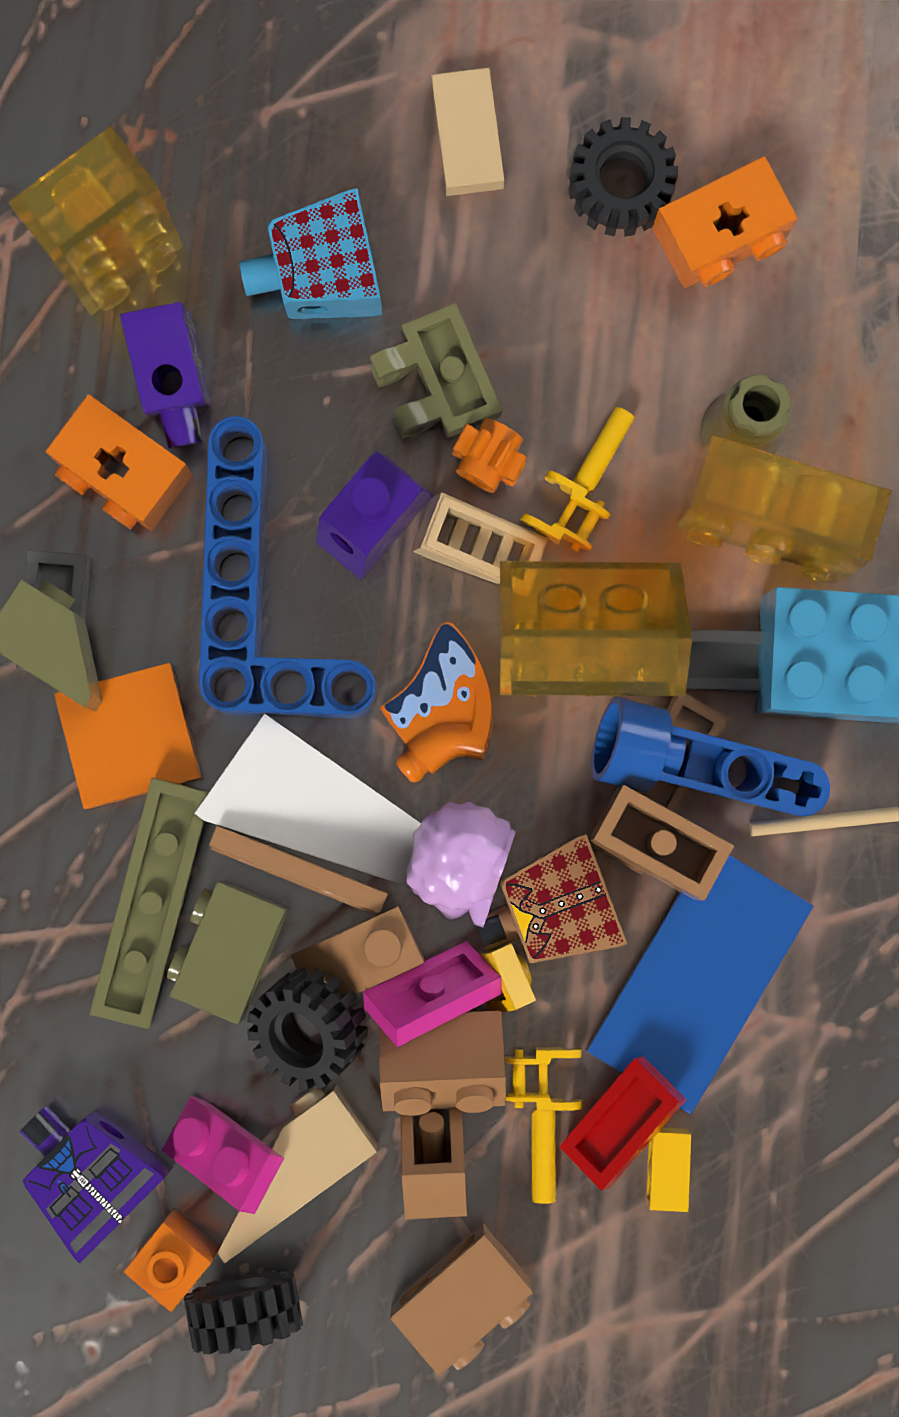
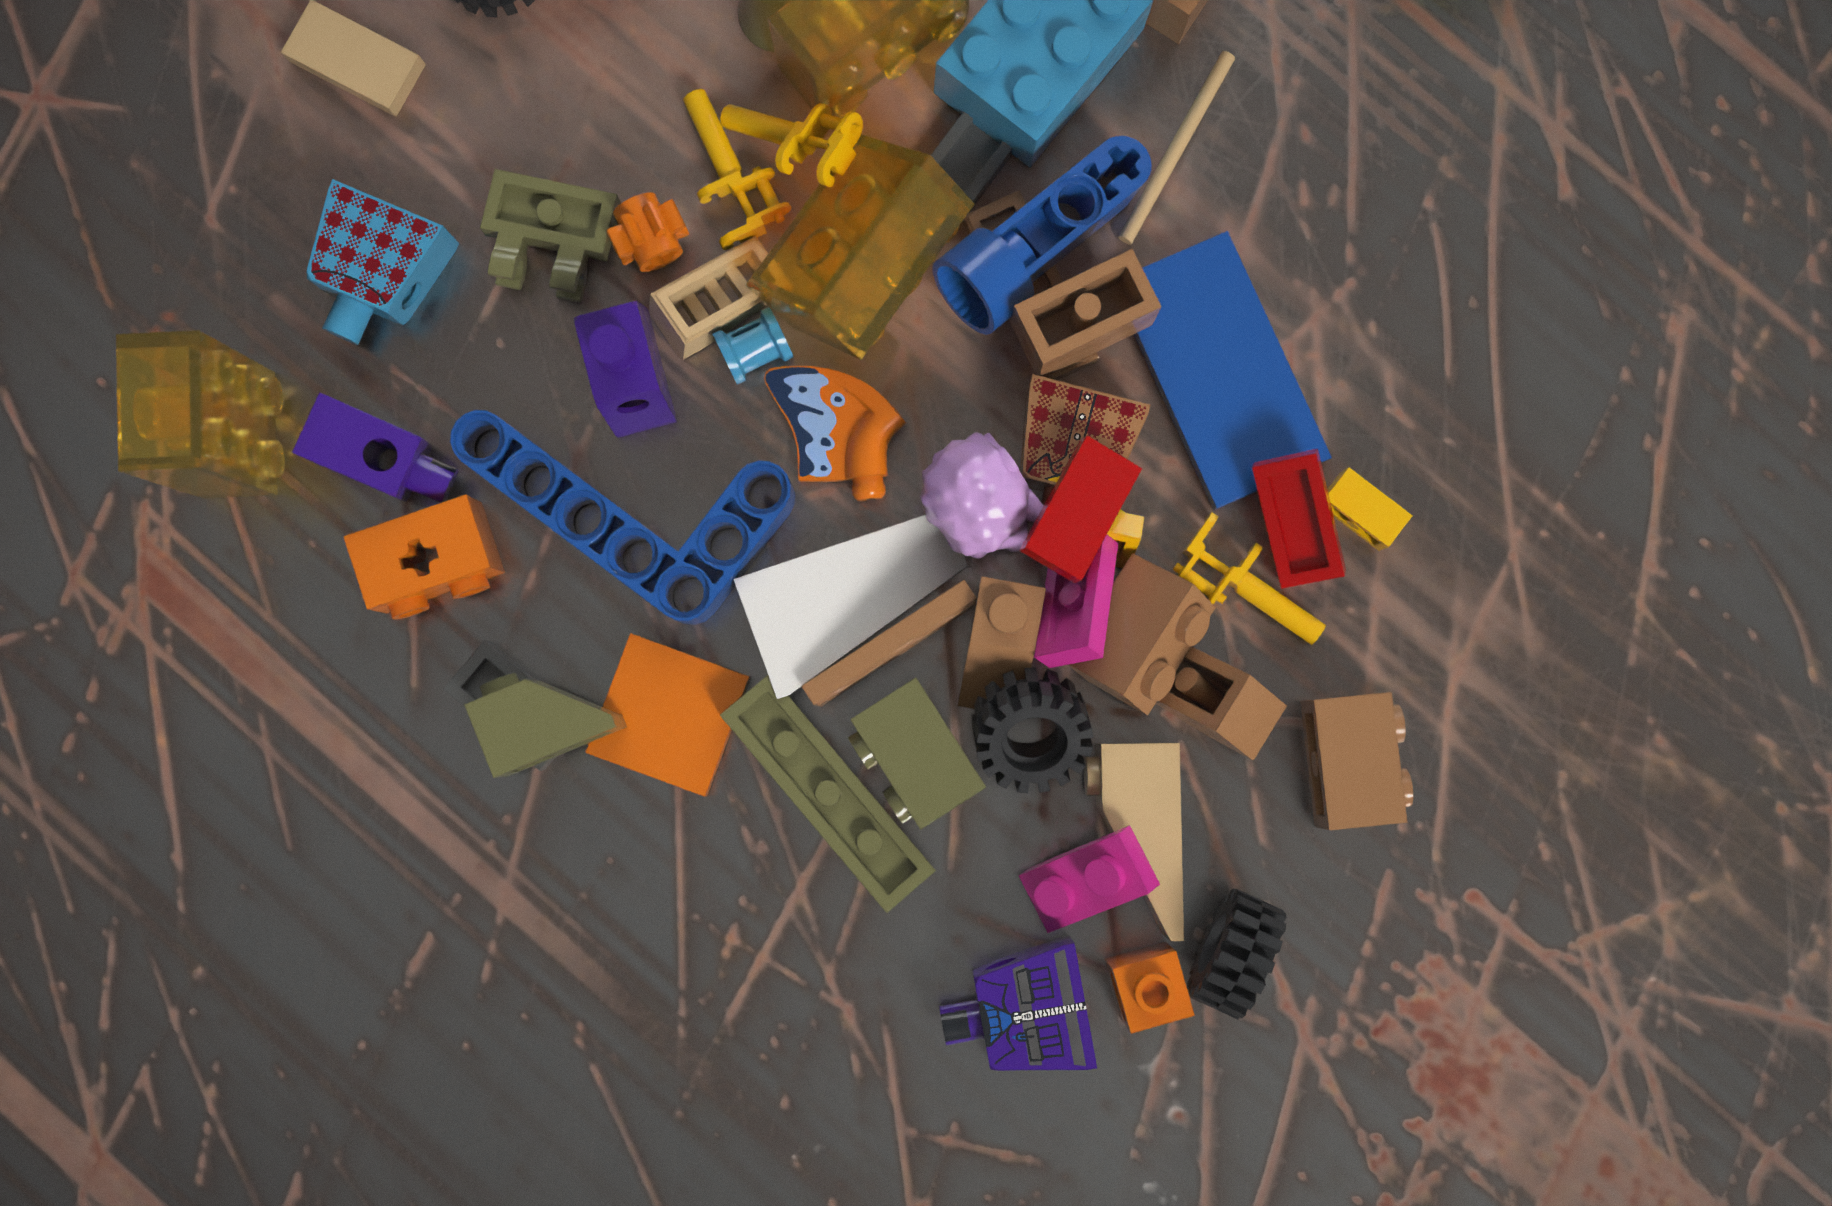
camera: 50 degrees left, 0 degrees up
(458, 598) = (753, 345): none -> dark azure bush
(503, 947) = (1080, 509): none -> red tile
(644, 522) = (802, 138): none -> yellow piece

